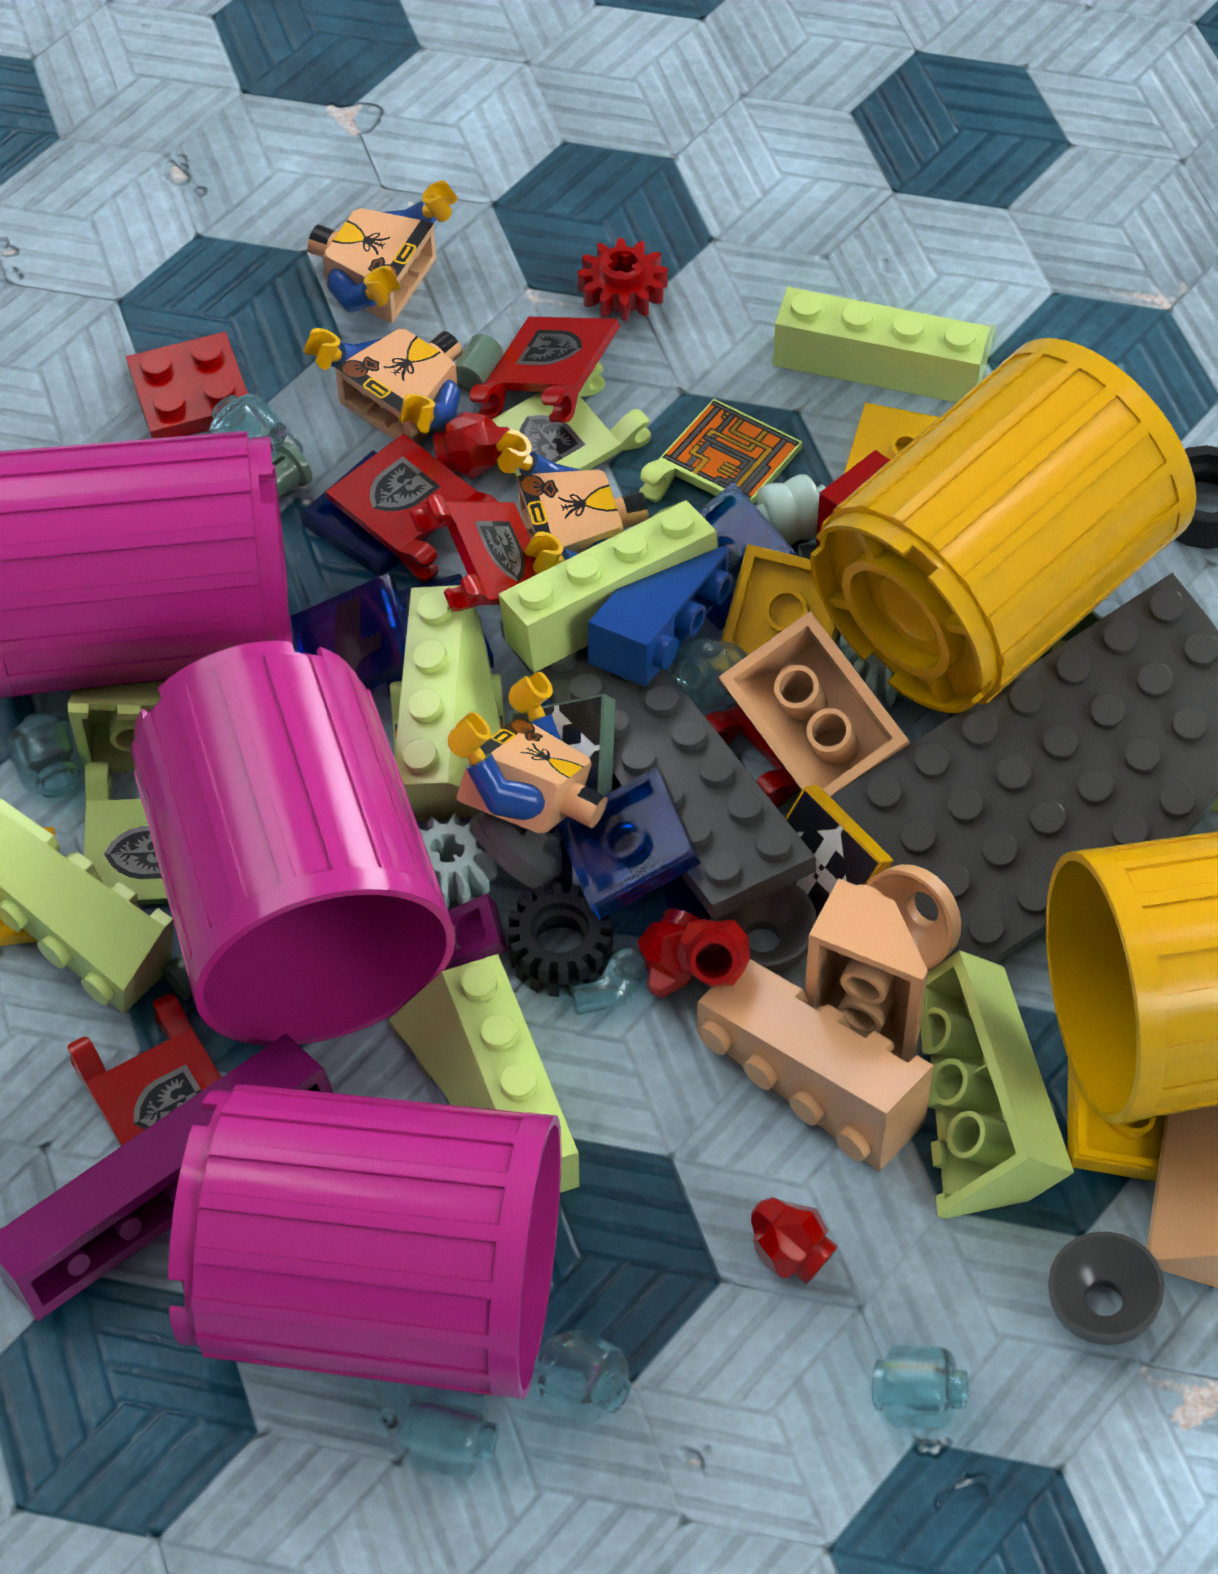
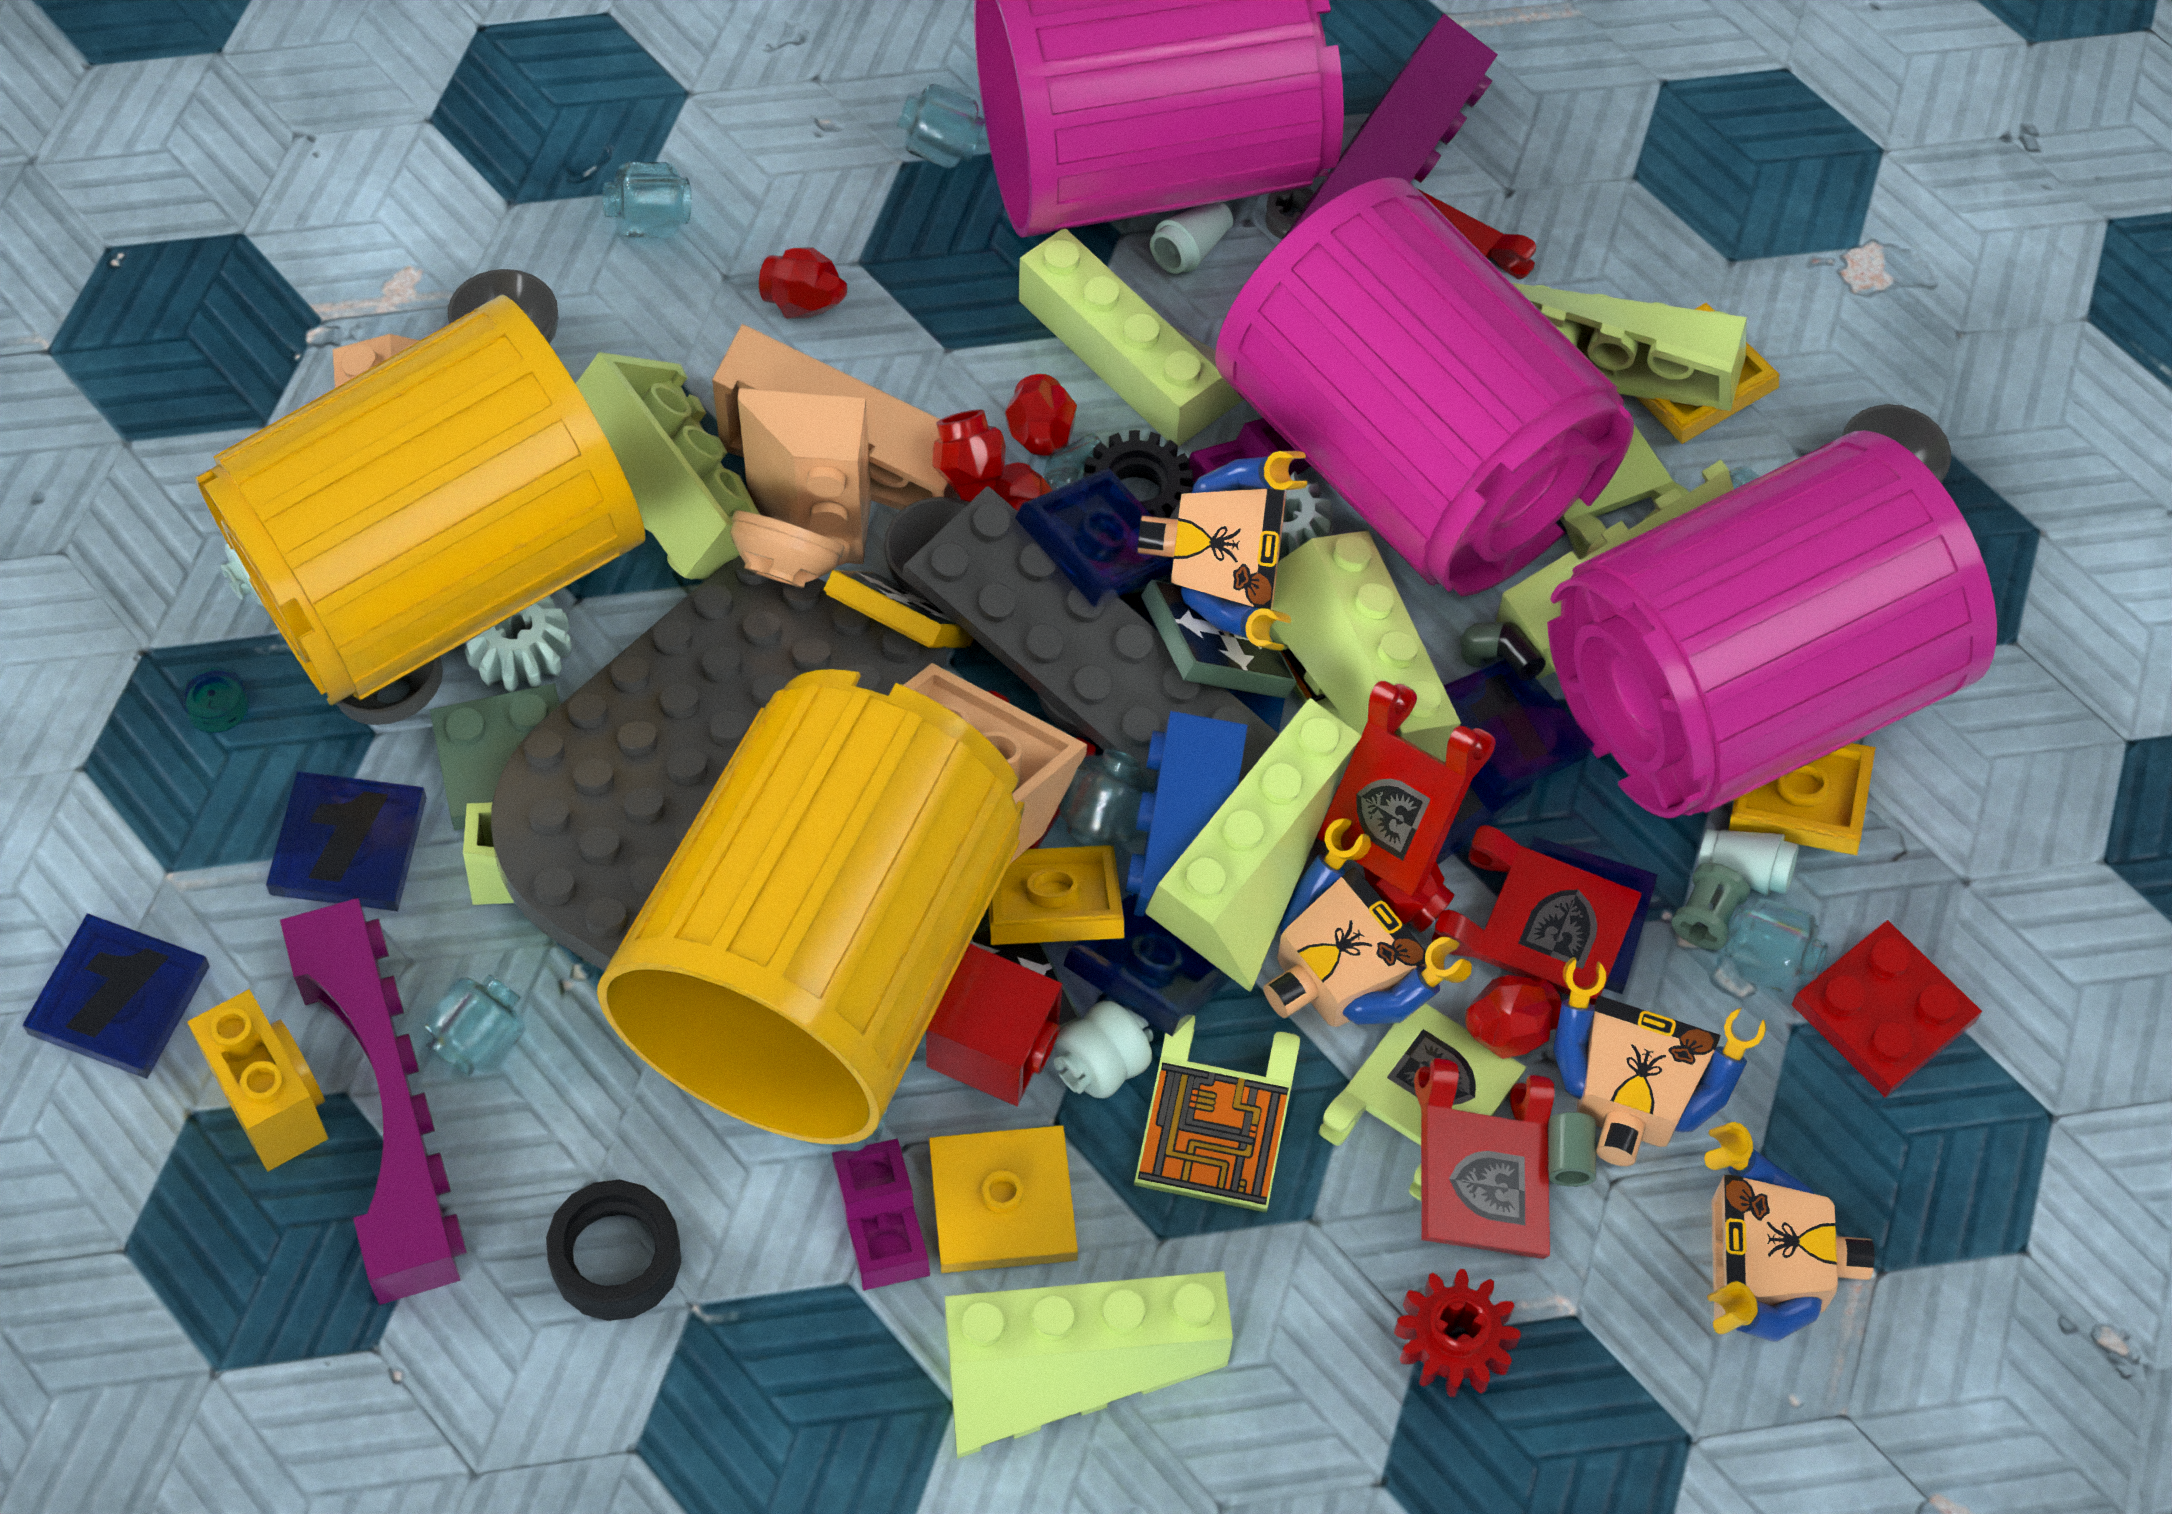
camera: 155 degrees right, 5 degrees up
(618, 1027) = (1041, 415): none -> red rock

